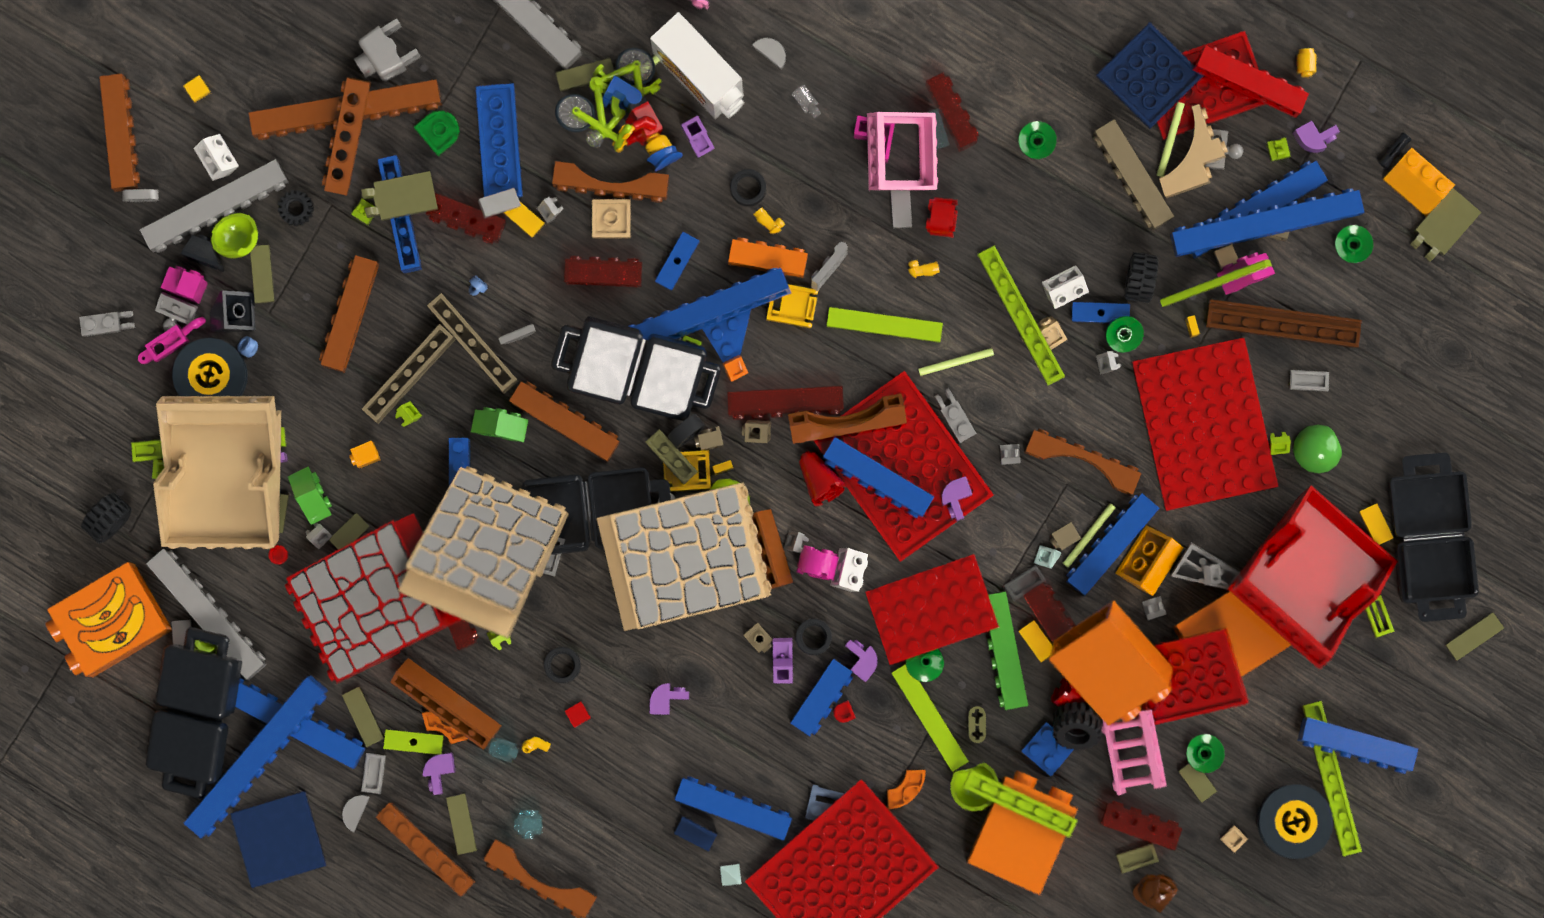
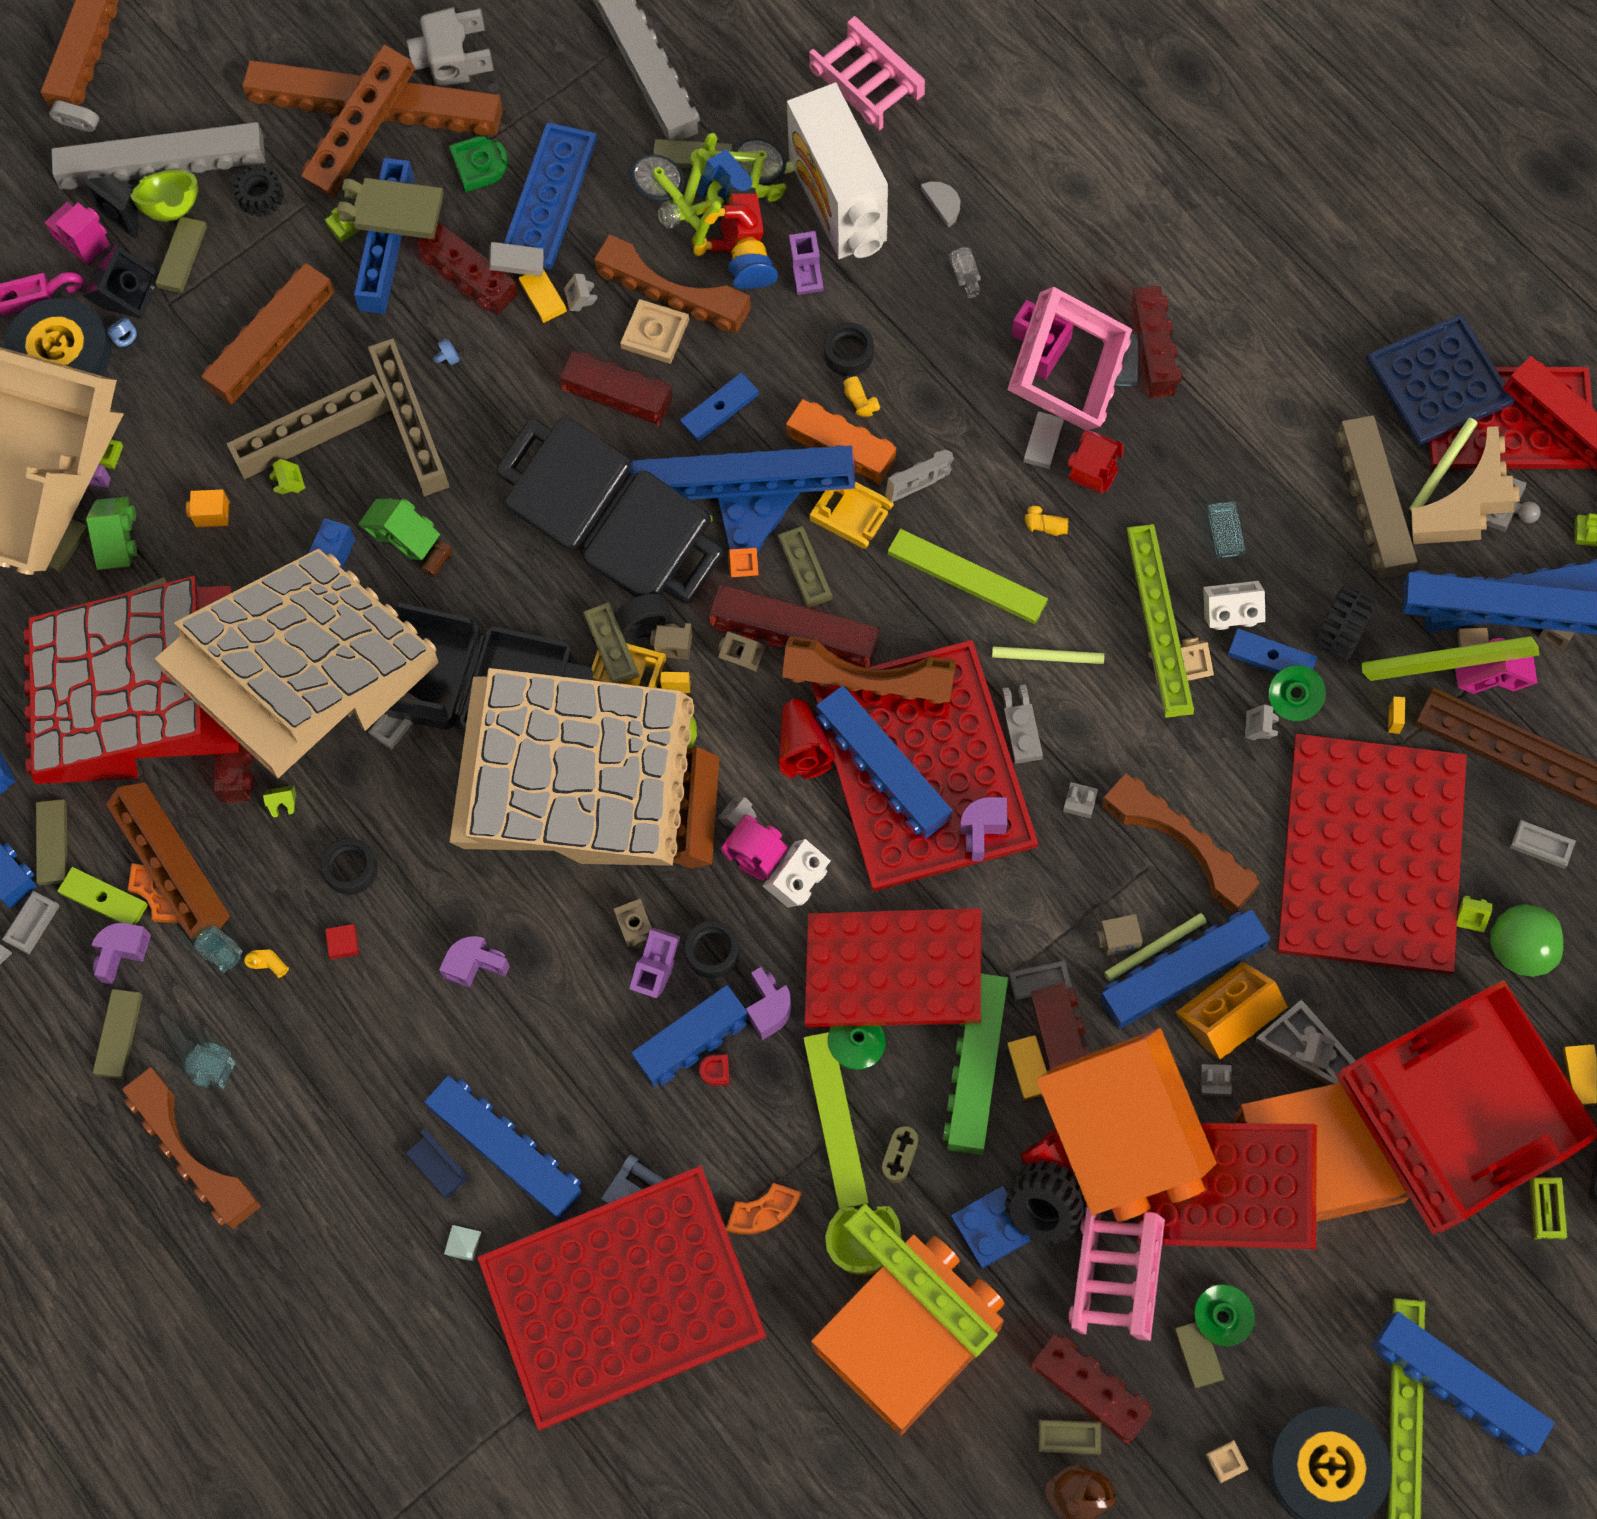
camera: 20 degrees right, 15 degrees down
(175, 309) = (52, 257): light grey plate -> none
(197, 88) = (202, 23): yellow tile -> none
(216, 157) = (186, 99): white brick -> none
(278, 555) = (39, 597): red tile -> none
(318, 535) = (101, 586): light grey tile -> none
(425, 849) = (56, 1064): dark orange arch -> none
(517, 334) = (472, 427): light grey tile -> none
(531, 436) = (436, 559): none -> reddish brown pin
(564, 421) = (488, 554): dark orange brick -> none
(775, 355) = (805, 567): none -> olive tile
(1041, 131) = (1261, 402): green dish -> none
(1042, 231) = (1226, 529): none -> clear light blue tile
(1046, 556) = (1084, 955): light aqua slope -> none

